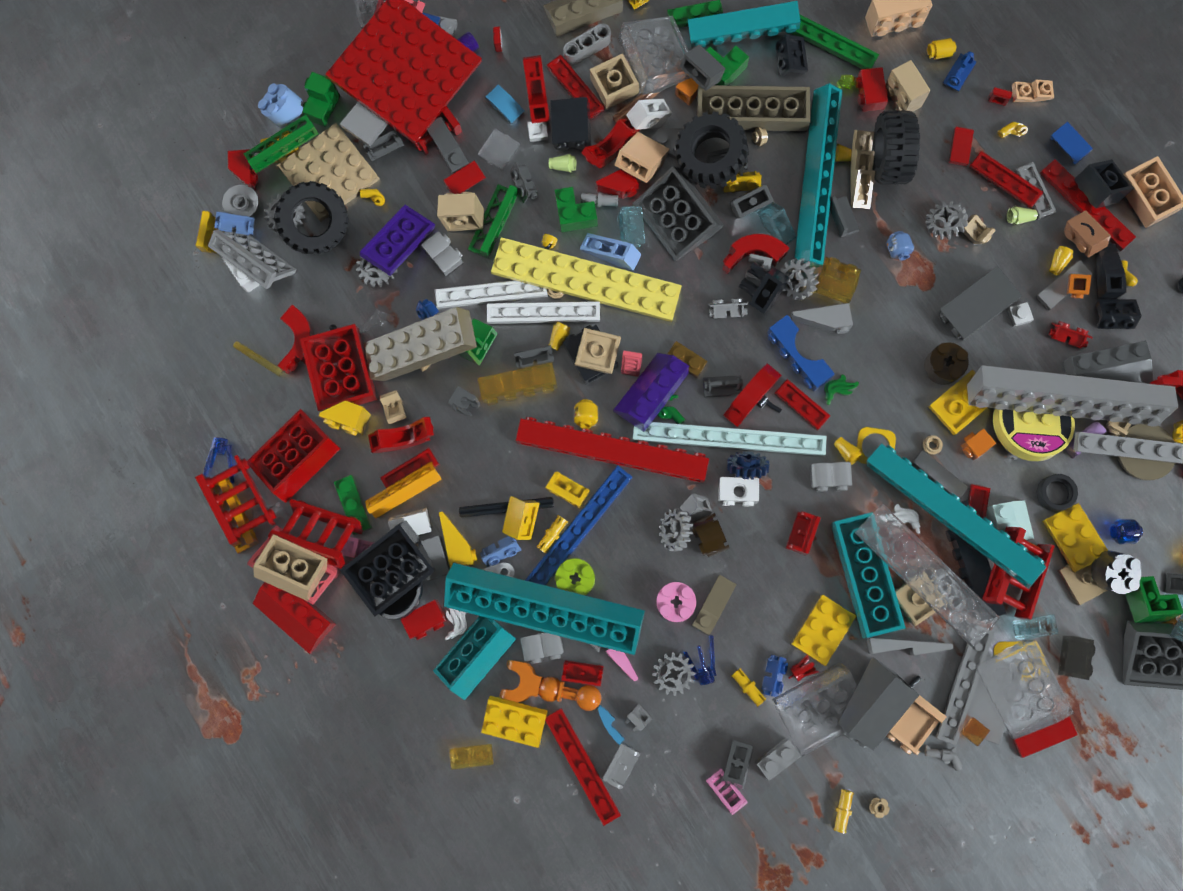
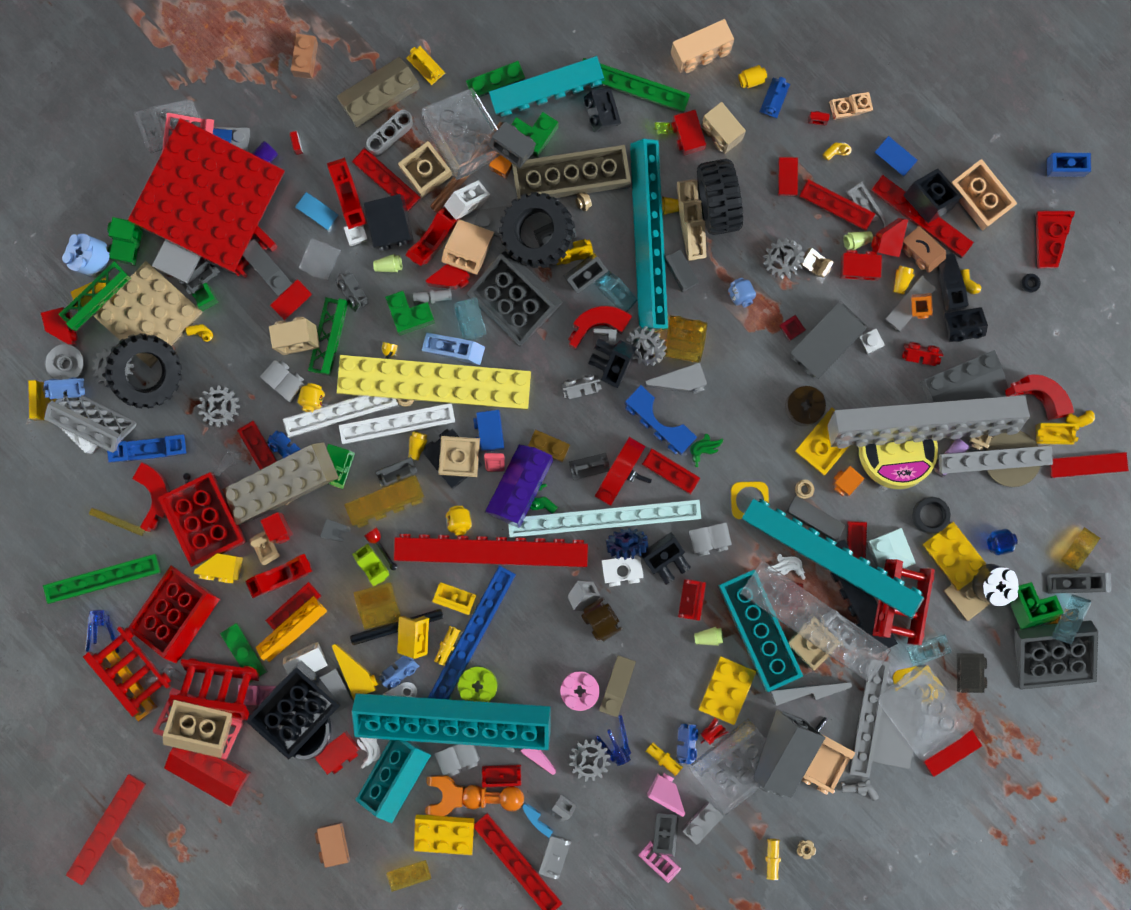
camera: 20 degrees left, 5 degrees up
(183, 653) = (105, 829): none -> red plate
(231, 409) = (101, 578): none -> green plate
(301, 295) = (148, 449): none -> blue slope
(384, 165) = (205, 297): none -> green panel
(397, 240) = (235, 376): dark purple plate -> none
(401, 710) = (332, 844): none -> nougat brick
(404, 306) = (257, 445): none -> red tile
(408, 389) = (276, 528): none -> red brick
(465, 273) = (311, 397): none -> yellow head
(491, 481) = (377, 605): none -> clear yellow slope
(492, 441) = (371, 564): none -> lime brick
(500, 416) = (374, 537): none -> hinge
(631, 332) = (489, 430): none -> blue brick
(675, 529) = (567, 620): light grey gear -> none
(746, 722) = (666, 793): none -> bright pink slope
(781, 481) = (662, 554): none -> black brick
(814, 573) = (710, 636): none -> yellowish green cone
(847, 450) = (724, 511): yellow cone -> none
(944, 287) = (792, 328): none -> dark red plate
(975, 731) = (885, 761): clear orange tile -> none
(1021, 240) = (861, 266): none -> red brick
(1055, 219) = (890, 238): none -> red slope

